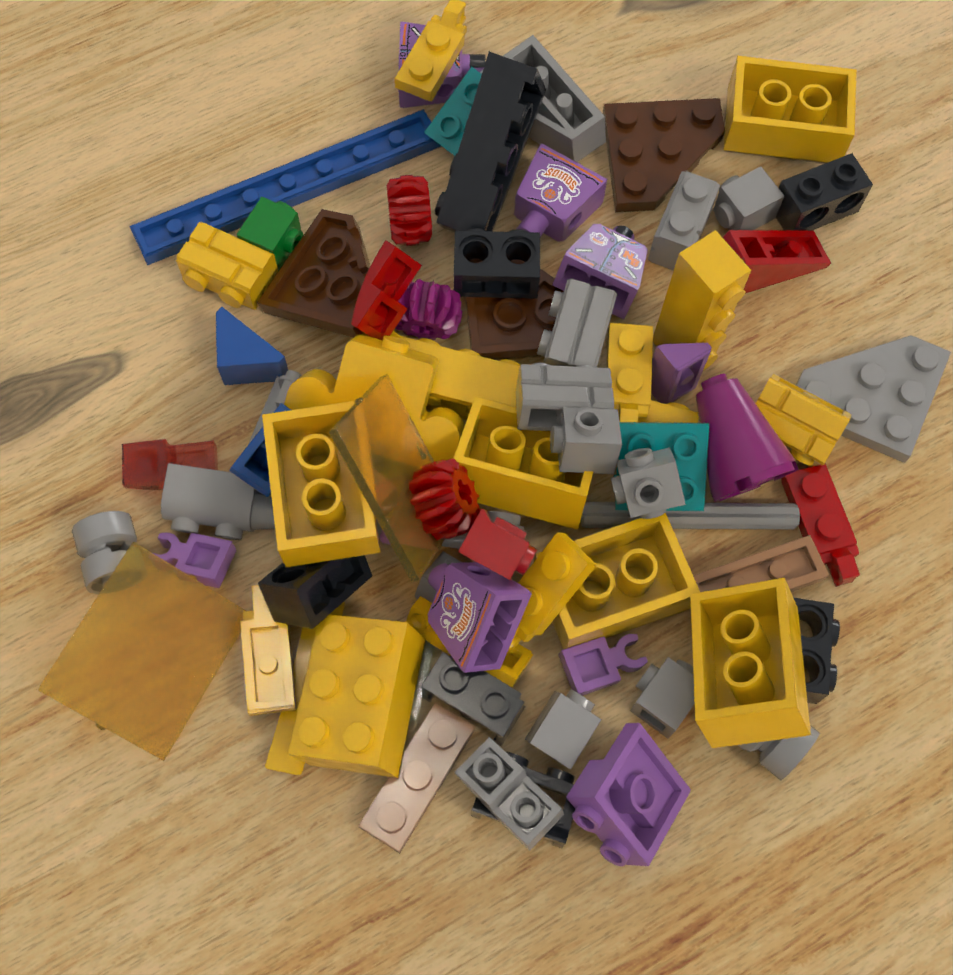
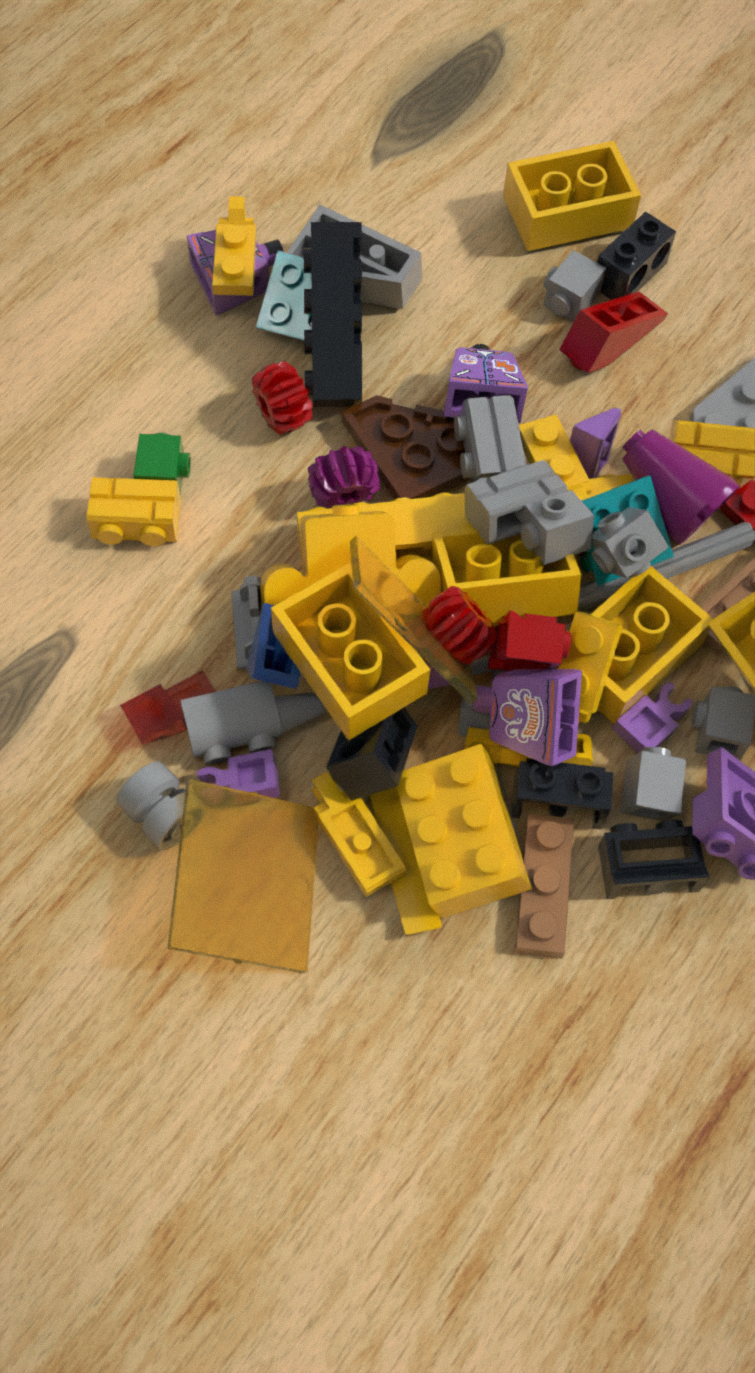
camera: 25 degrees left, 5 degrees down
(243, 354) = (194, 580): blue slope -> none
(289, 183) = (154, 413): blue tile -> none
(321, 276) = (237, 486): reddish brown plate -> none
(387, 279) = (306, 456): red slope -> none
(496, 273) = (389, 413): black brick -> none
(509, 793) = (641, 855): light grey slope -> none
(557, 195) = (404, 340): medium lavender torso -> none
(654, 144) = (469, 269): reddish brown plate -> none
(683, 218) = (529, 321): light grey brick -> none
(702, 295) = (596, 365): yellow brick -> none

